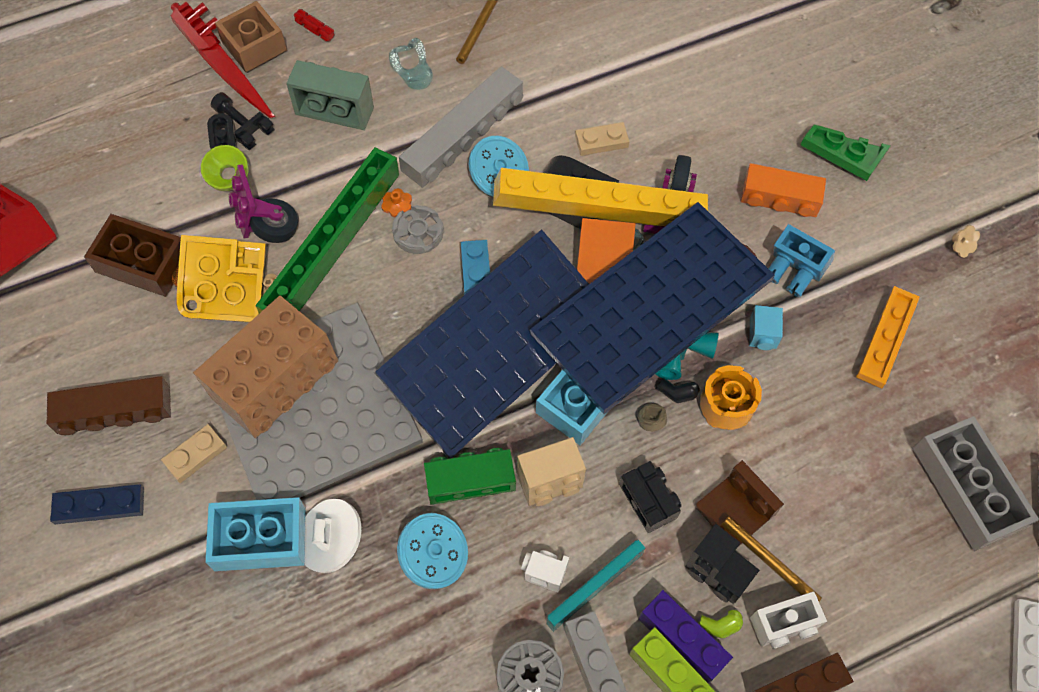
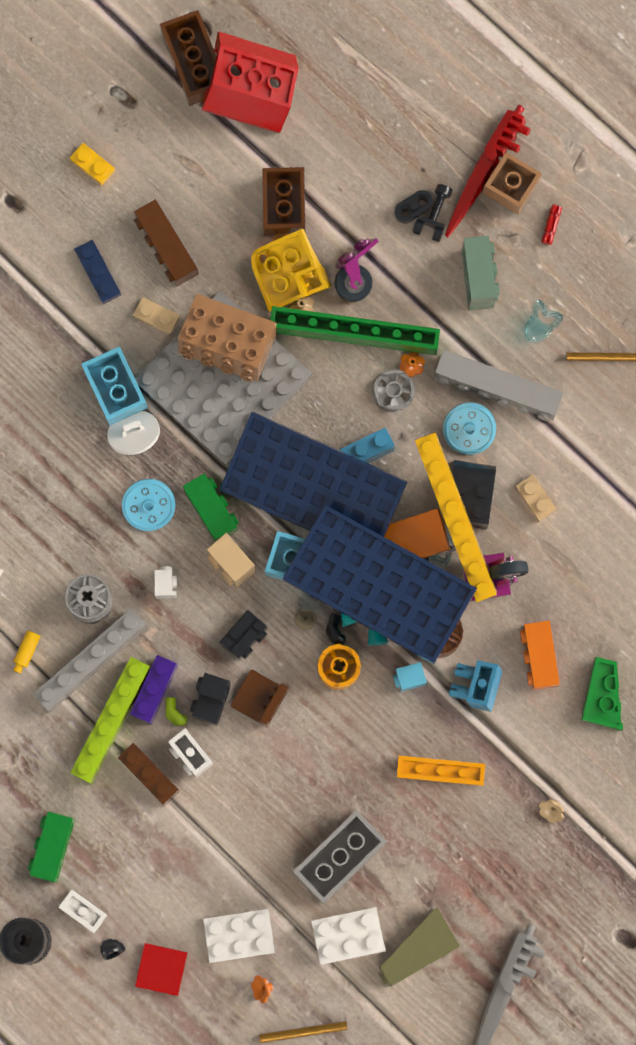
camera: 70 degrees right, 15 degrees up
(217, 160) = (375, 218): lime piece -> none
(595, 585) = (167, 620): teal tile -> none
(767, 557) = (230, 732): pearl gold bar -> none

